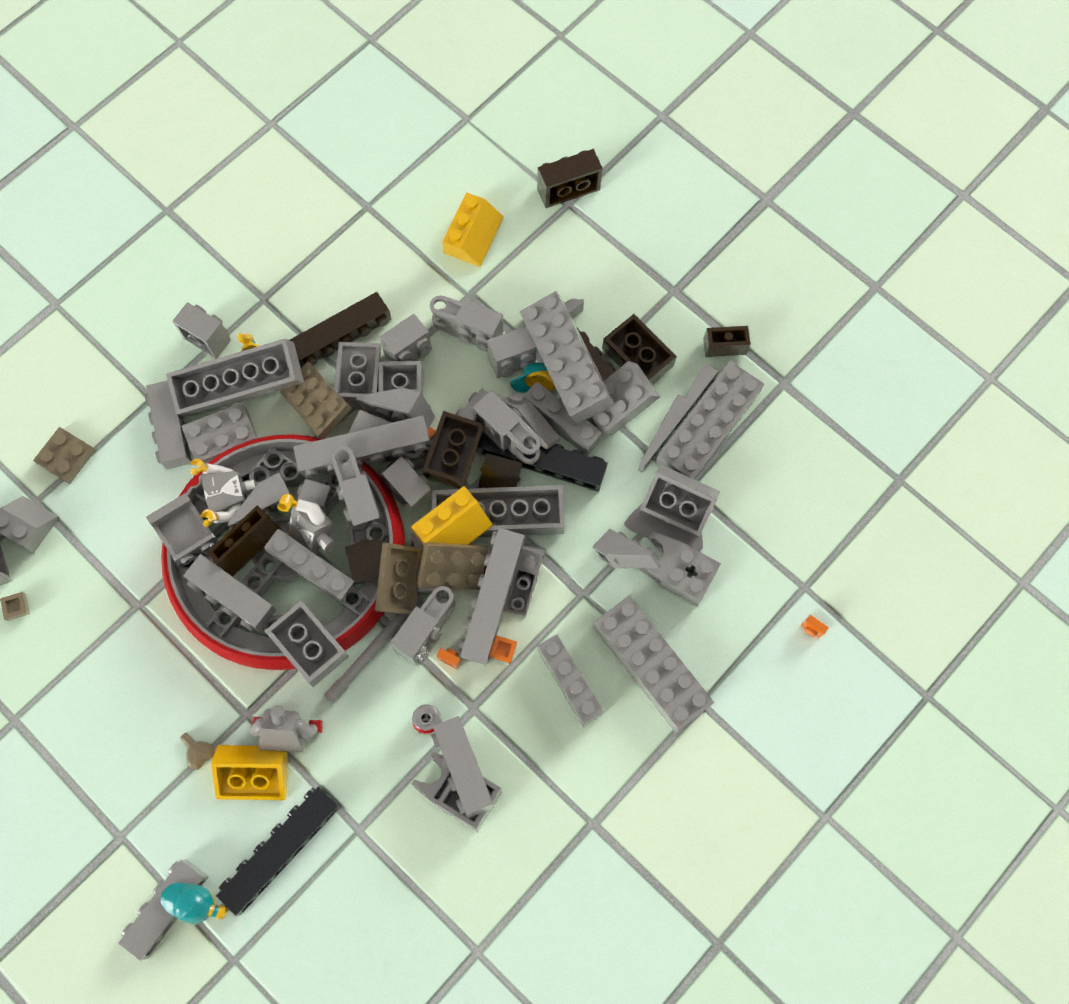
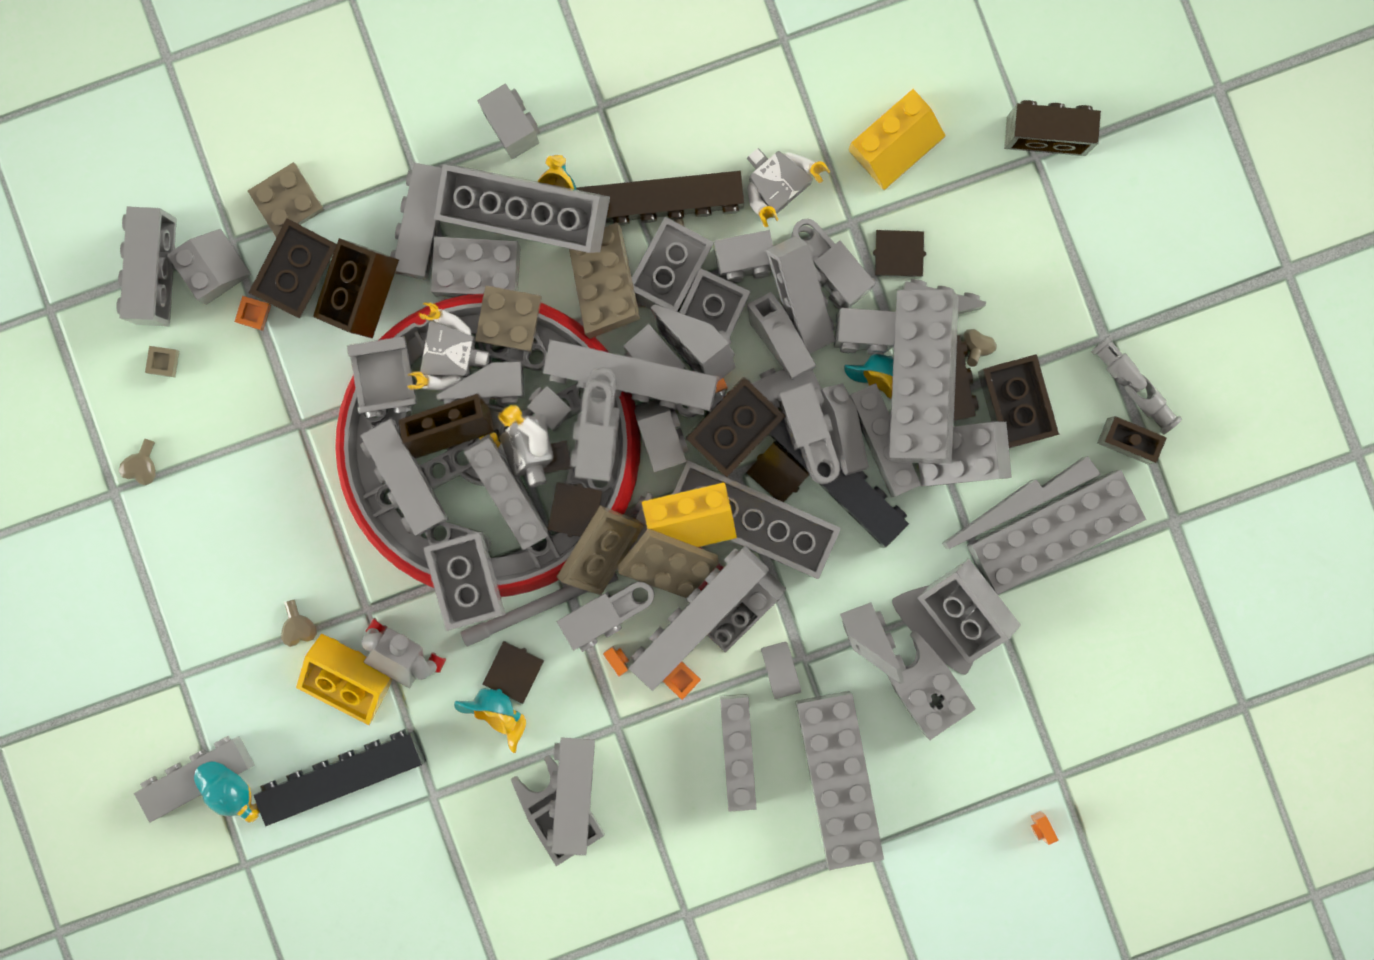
camera: 30 degrees right, 15 degrees up
(26, 690) = (139, 465): none -> dark tan rock
(70, 541) = (252, 313): none -> orange plate
(87, 494) = (293, 268): none -> dark brown brick
(138, 484) = (355, 288): none -> dark brown brick
(258, 451) = (508, 318): none -> dark tan plate
(339, 527) = (561, 458): none -> dark brown plate
(377, 706) = (513, 672): none -> dark brown piece
(377, 739) = (498, 711): none -> hair
(407, 287) = (779, 181): none -> torso
(418, 722) = (563, 708): light grey head -> none
(453, 380) = (780, 335): none -> light grey slope
(456, 346) = (801, 292): none -> light grey brick
(510, 299) = (899, 253): none -> dark brown piece
(572, 608) = (781, 670): none -> light grey panel
(593, 330) = (978, 346): none -> dark tan rock
(706, 306) = (1129, 376): none -> light grey piece

